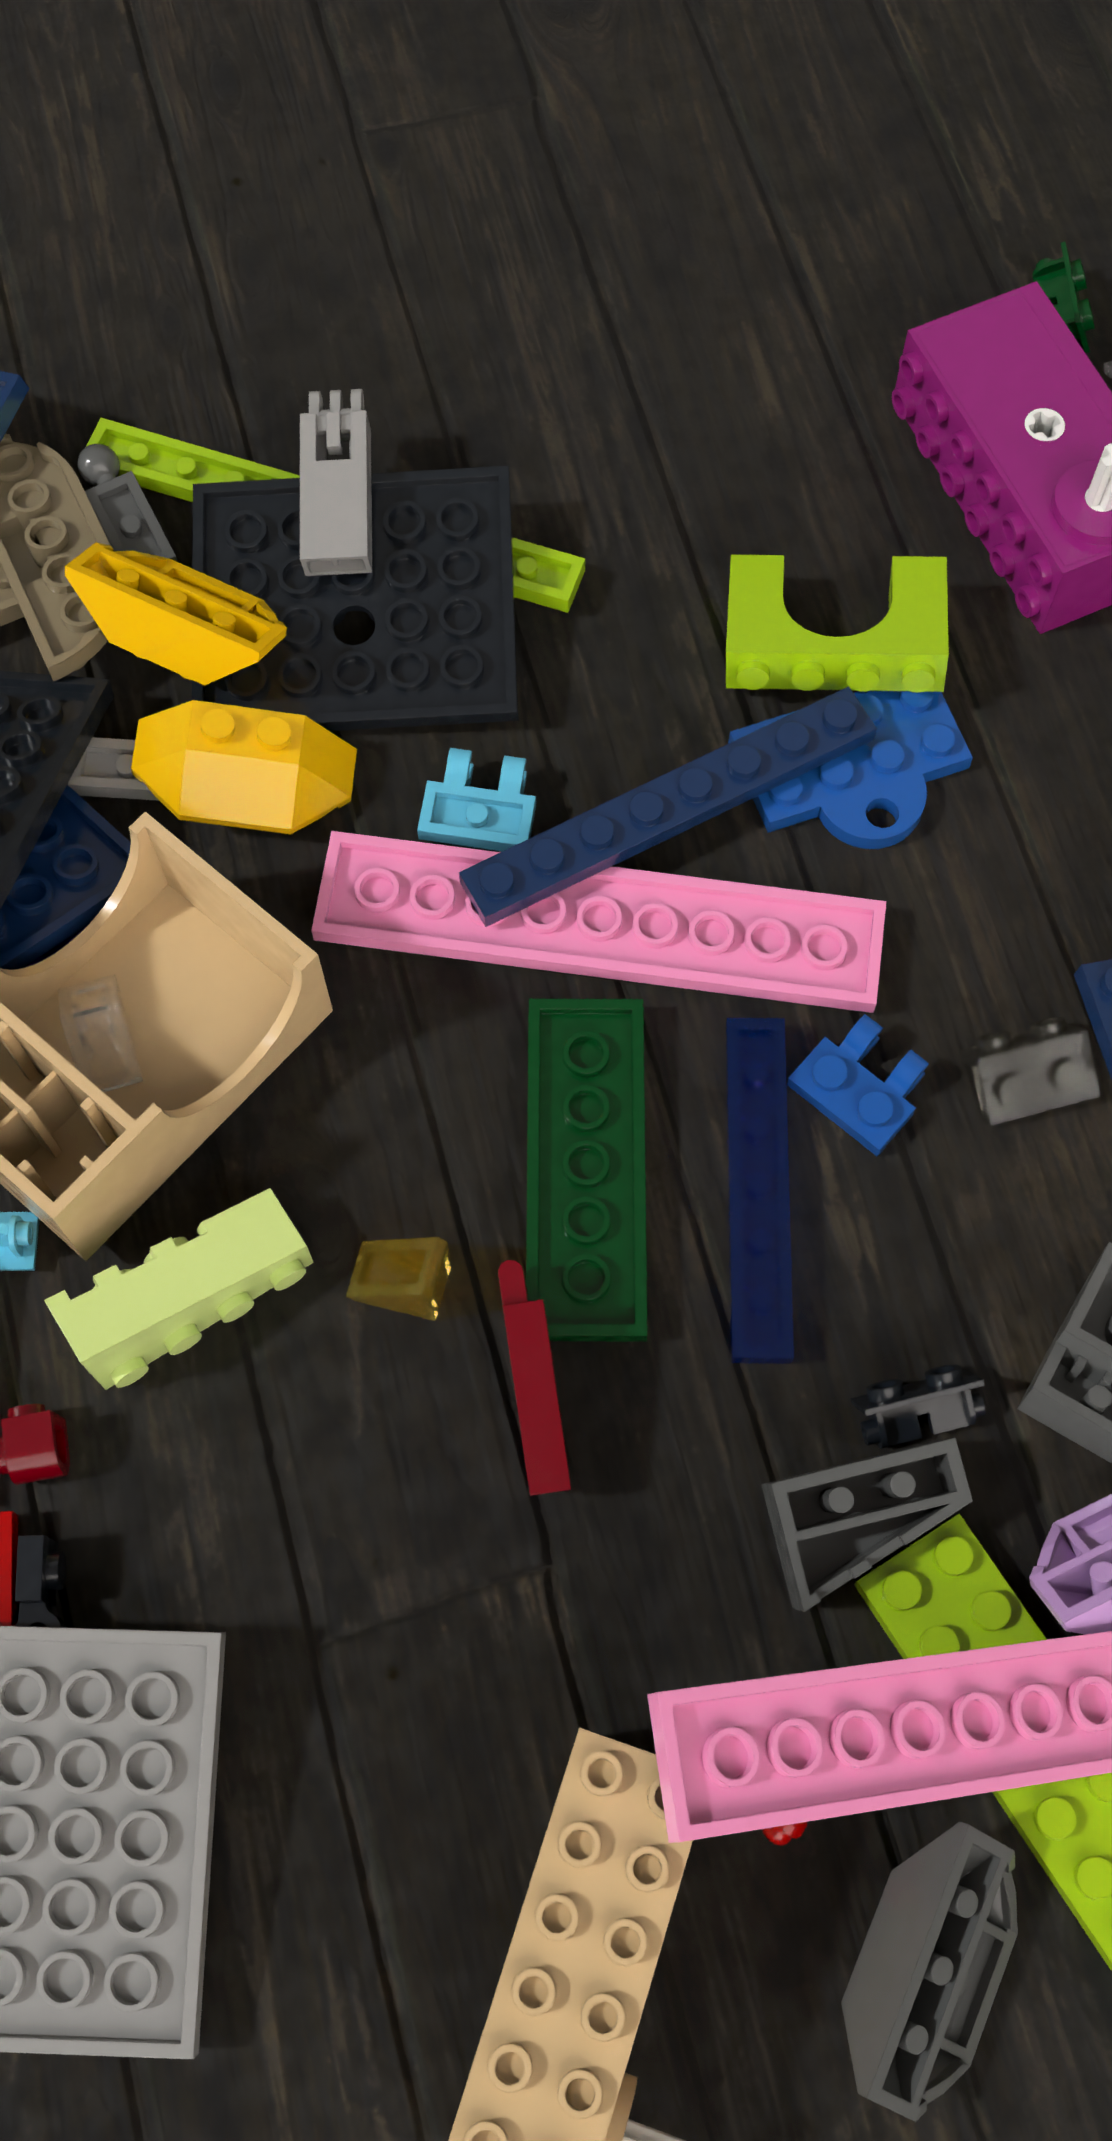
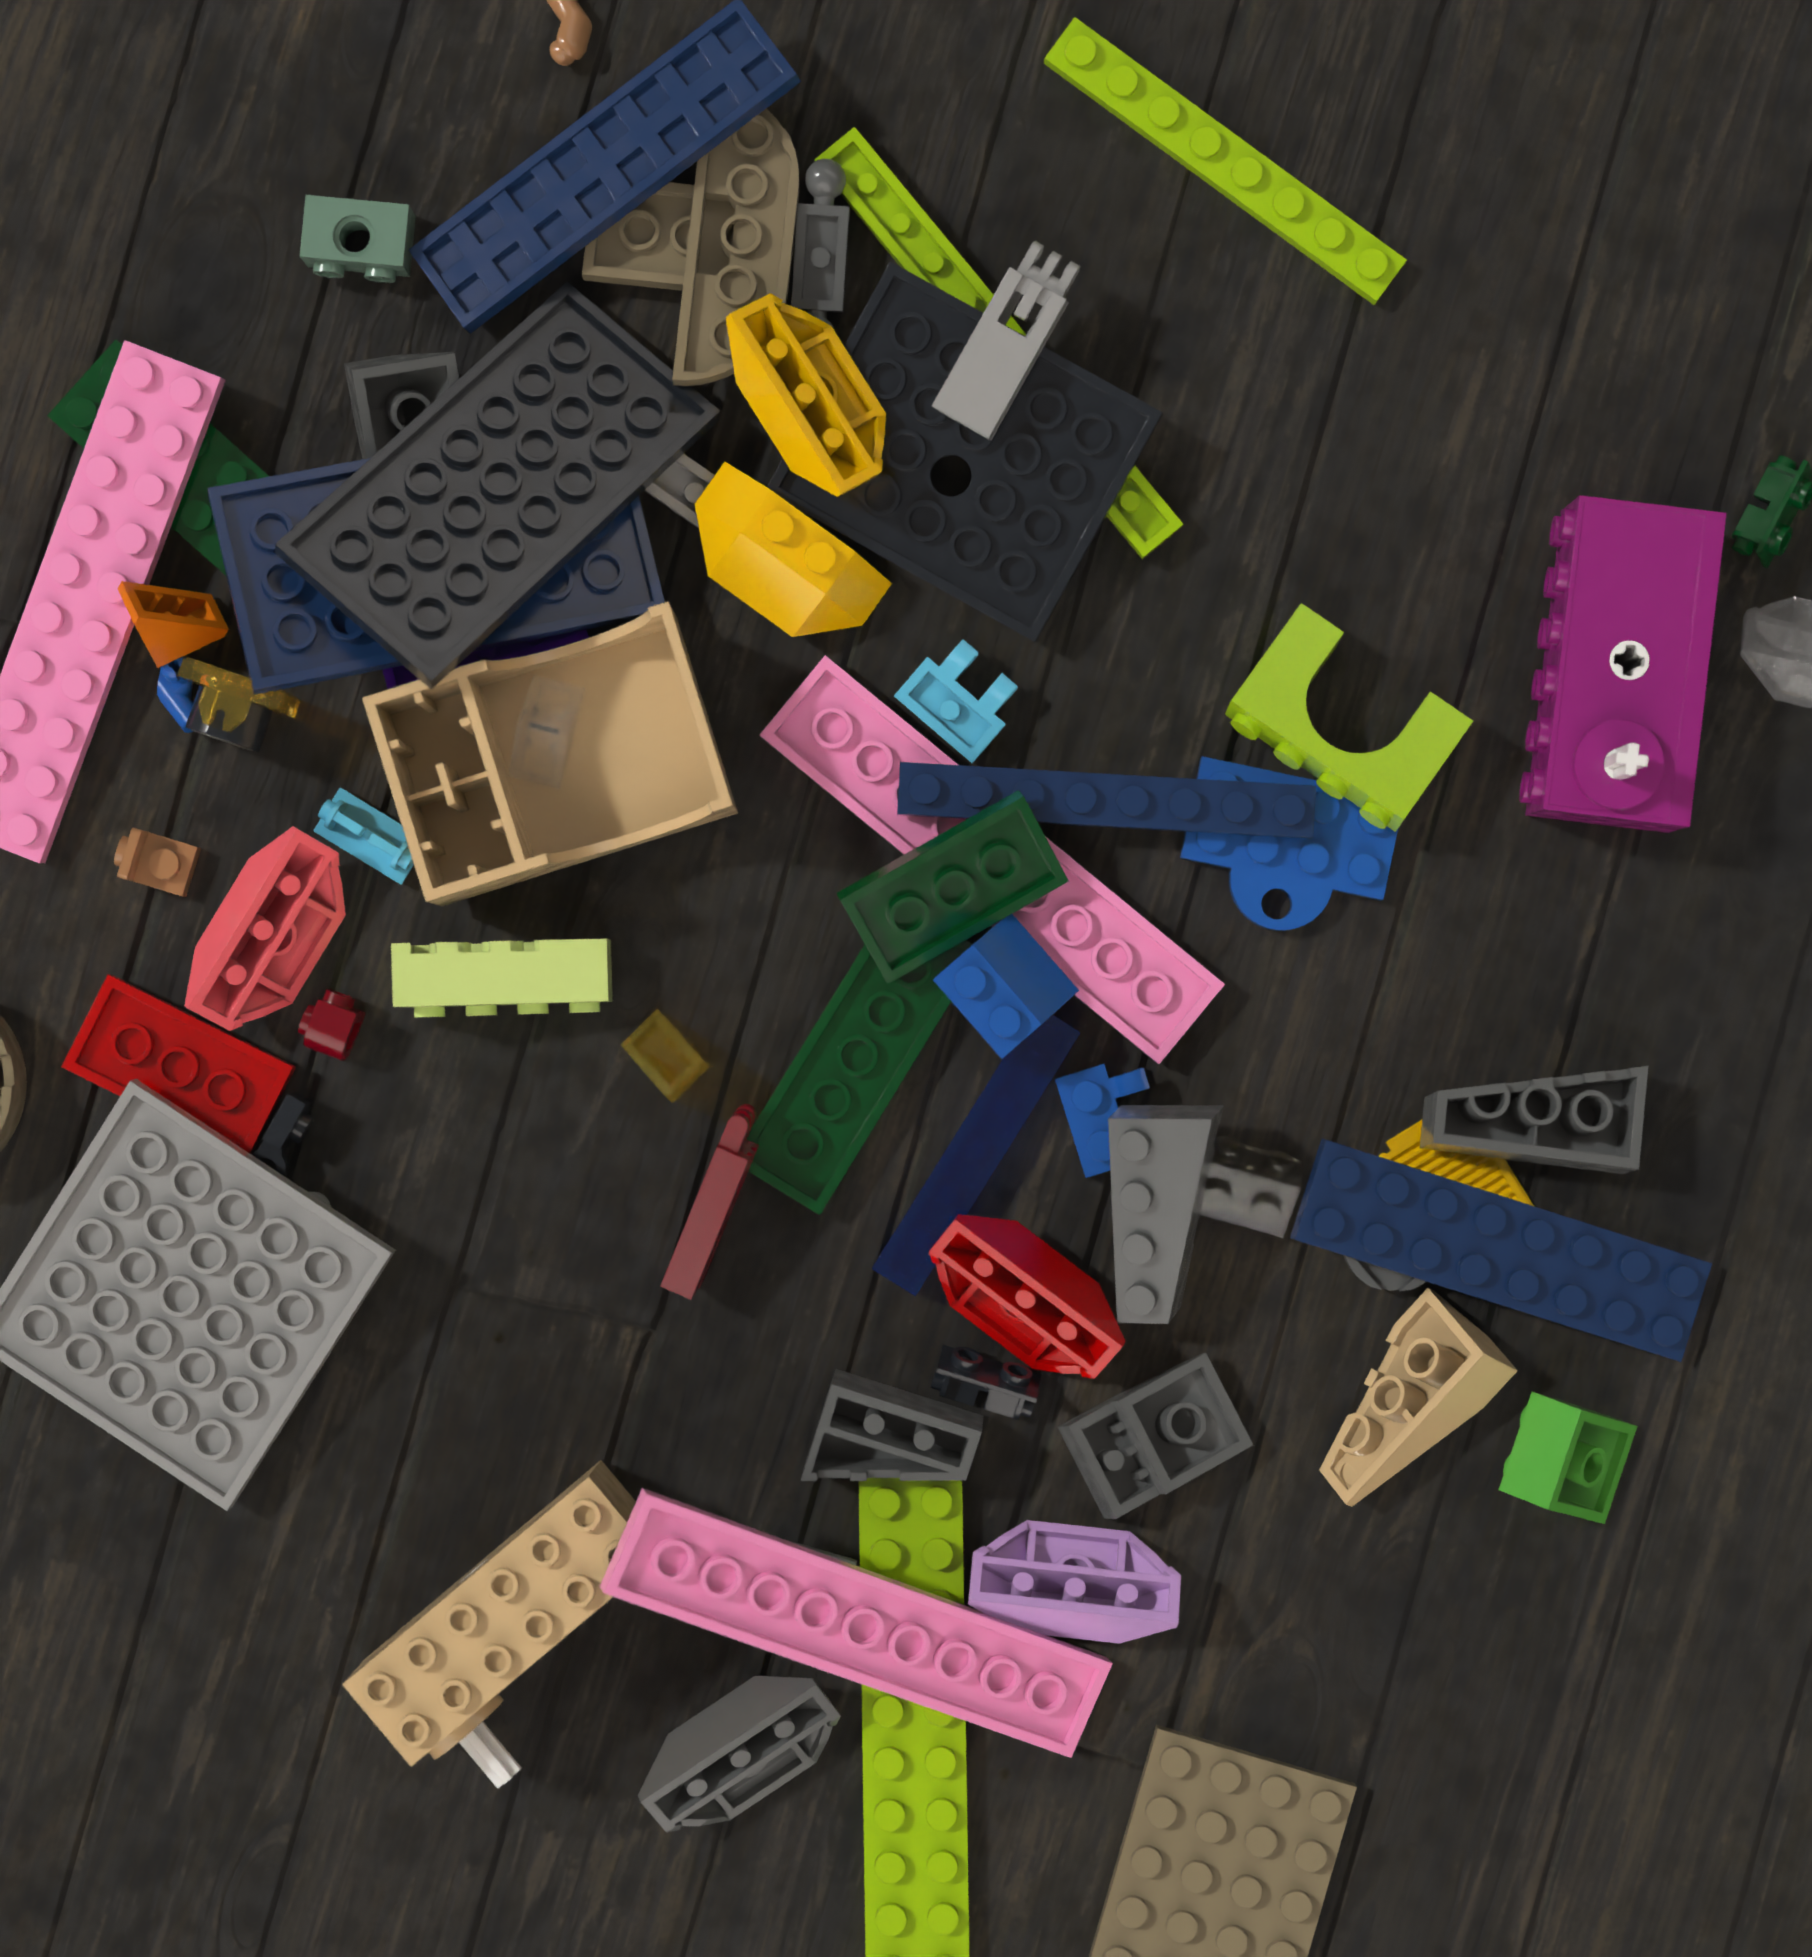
camera: 30 degrees right, 20 degrees up
(435, 297) = (1224, 161): none -> lime plate
(578, 946) = (953, 886): none -> dark green plate
(684, 1014) = (1005, 985): none -> blue slope
(903, 1292) = (1026, 1296): none -> red wedge
(964, 1109) = (1157, 1197): none -> dark grey wedge

